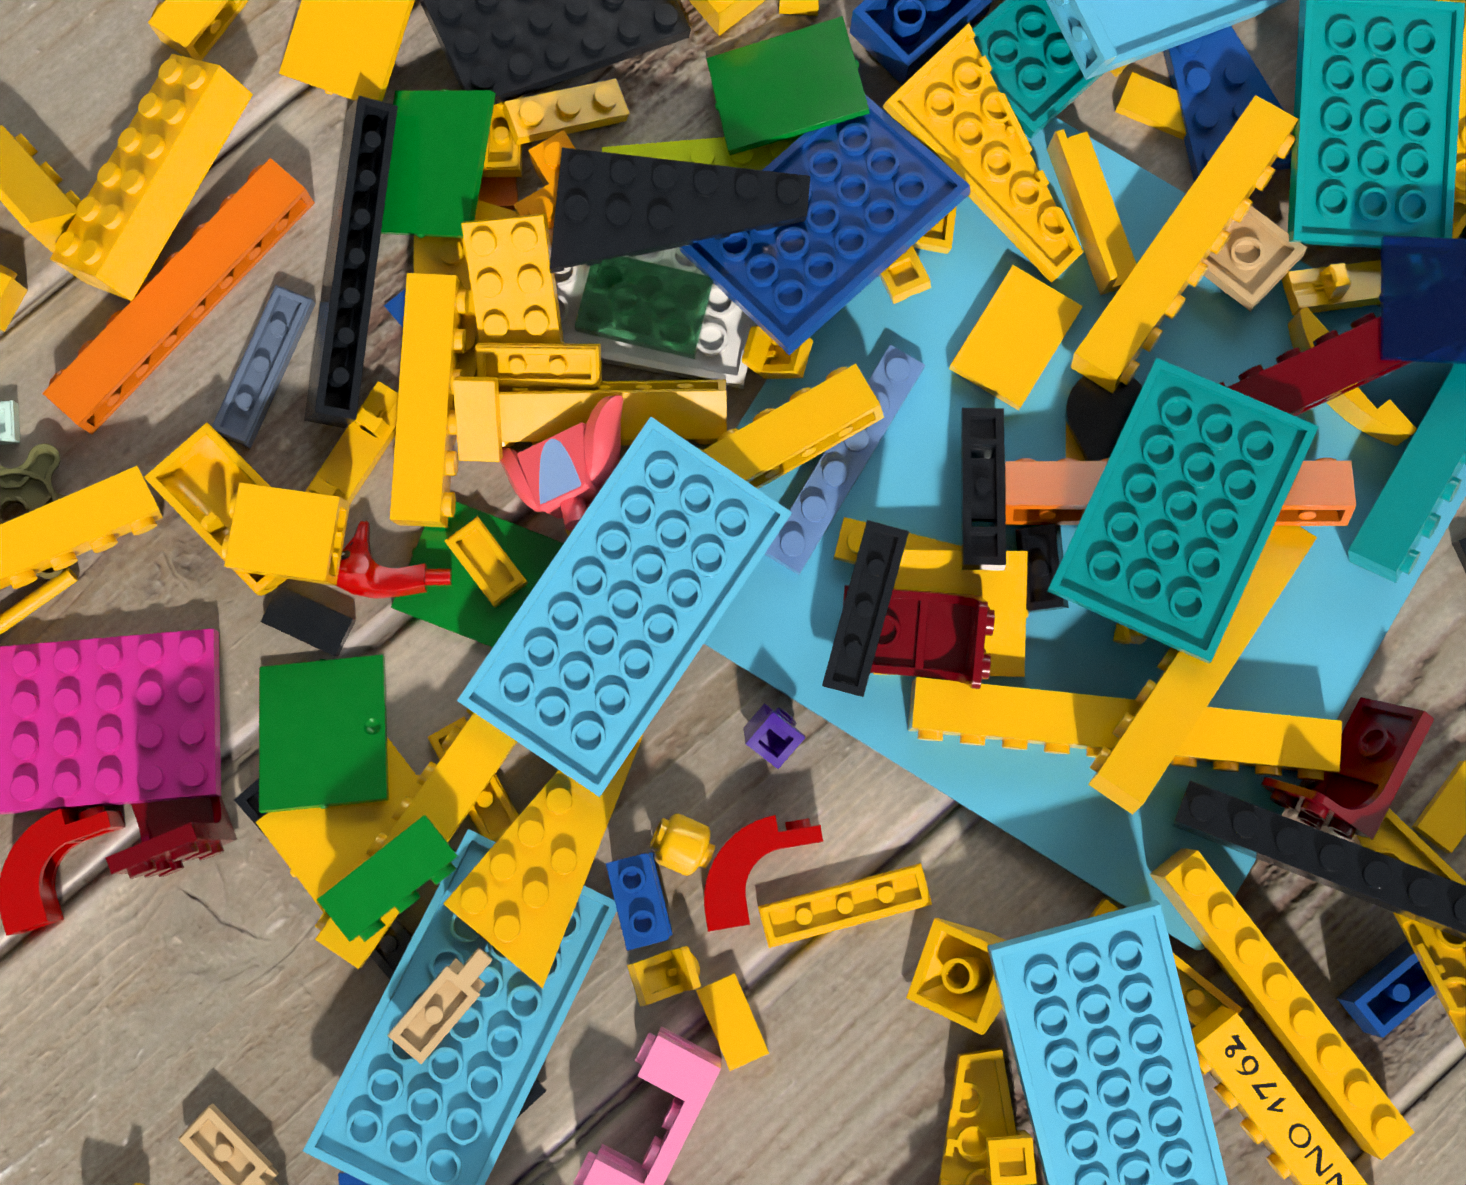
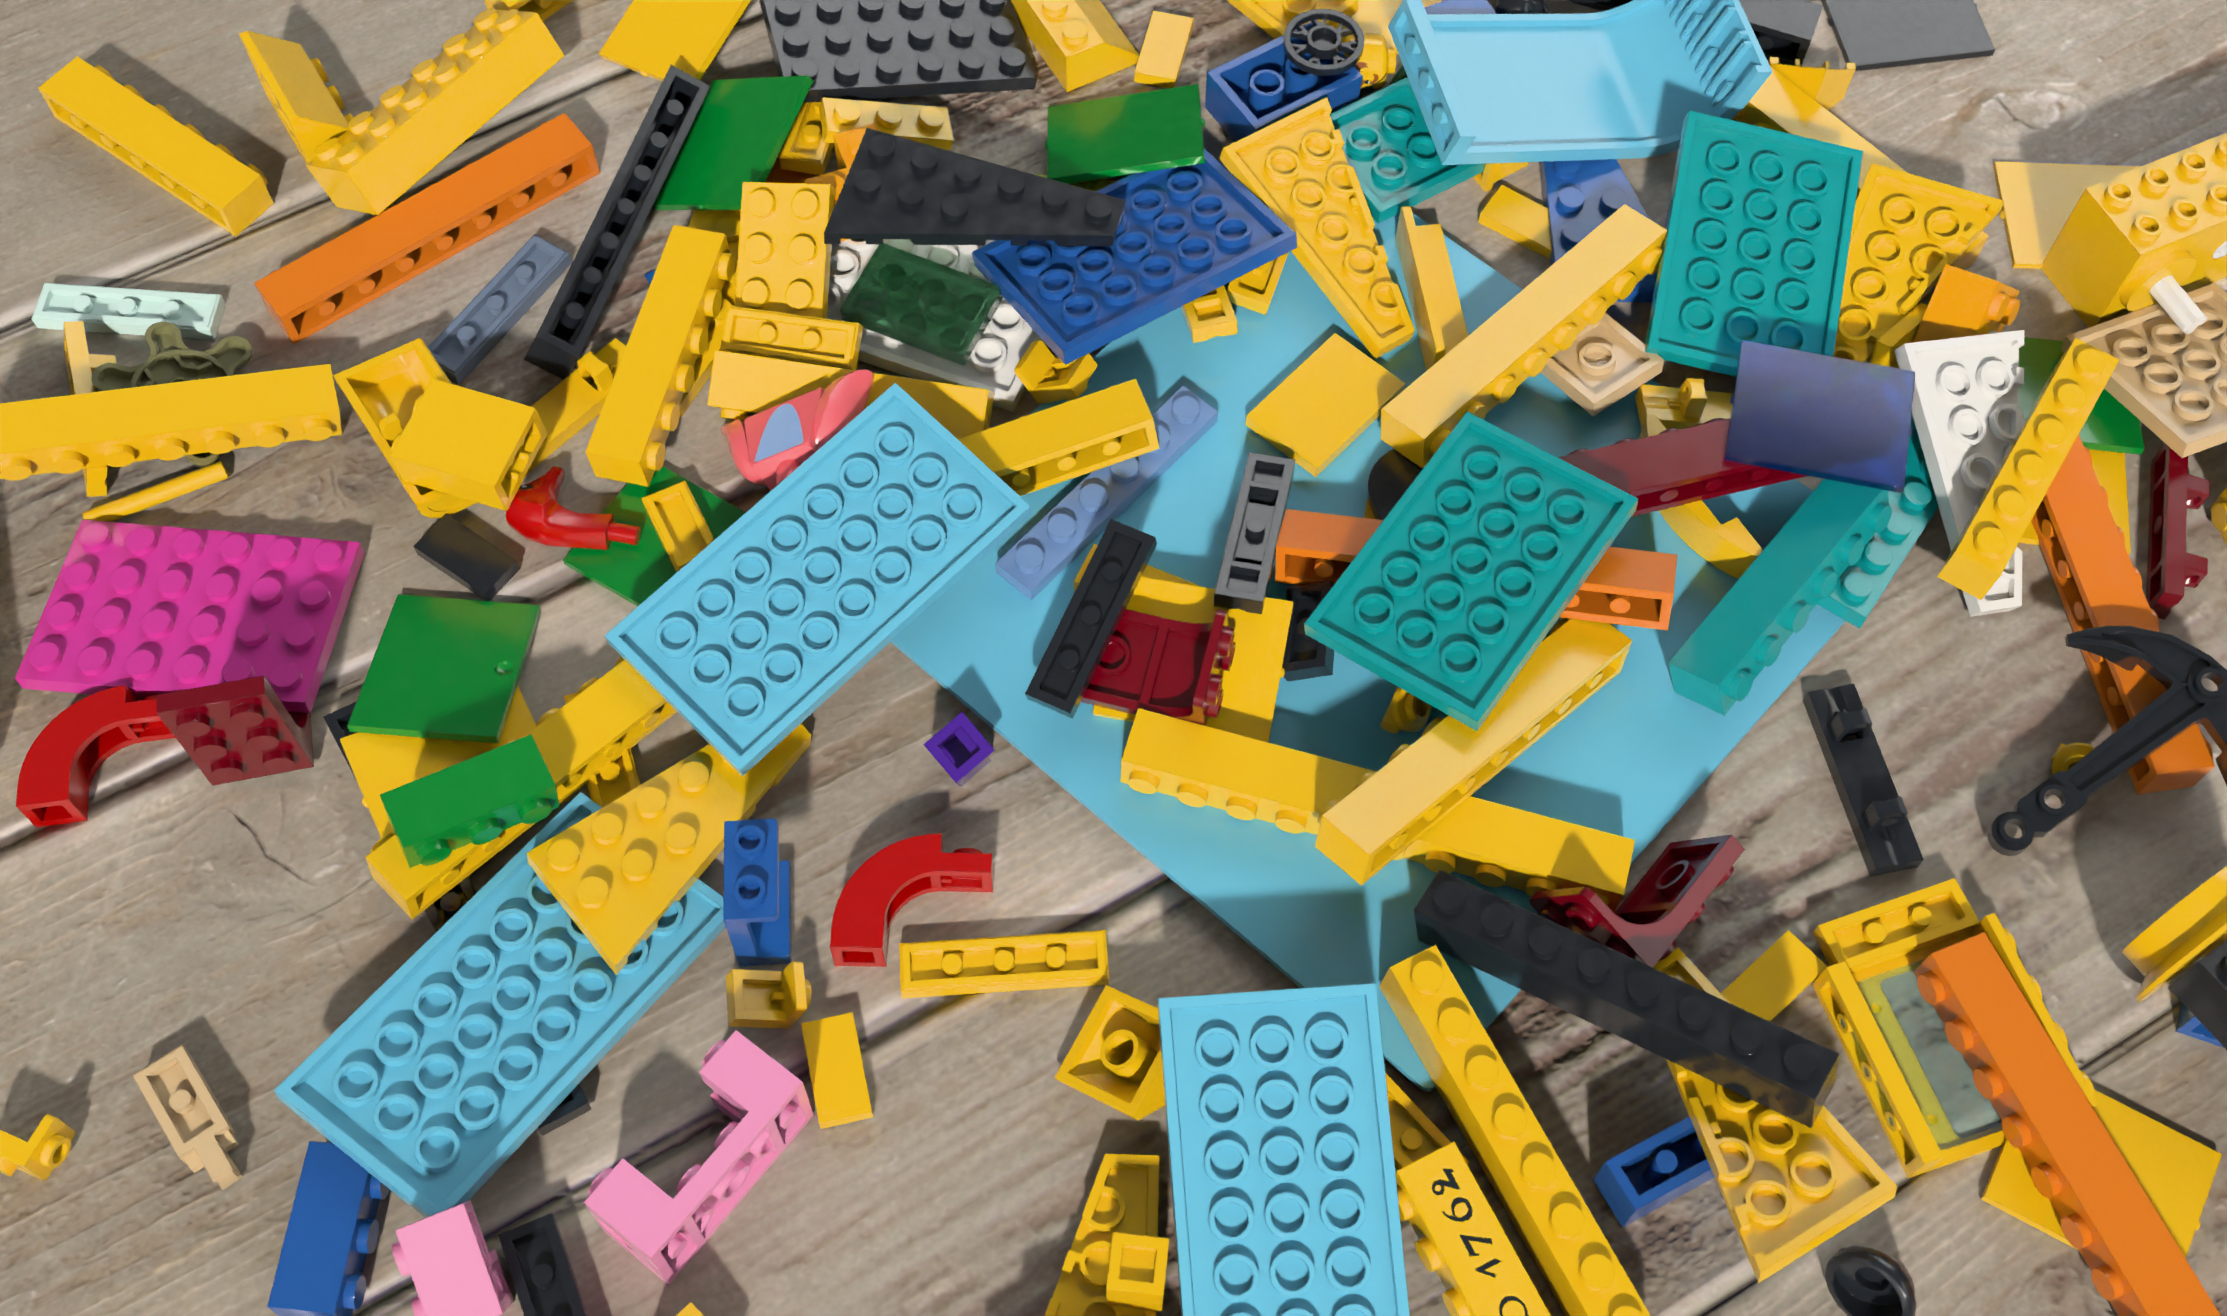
camera: 10 degrees right, 20 degrees down
(440, 1006) = (489, 960): tan hinge -> none
(478, 418) = (710, 374): yellow tile -> none
(682, 844) = (824, 854): yellow head -> none

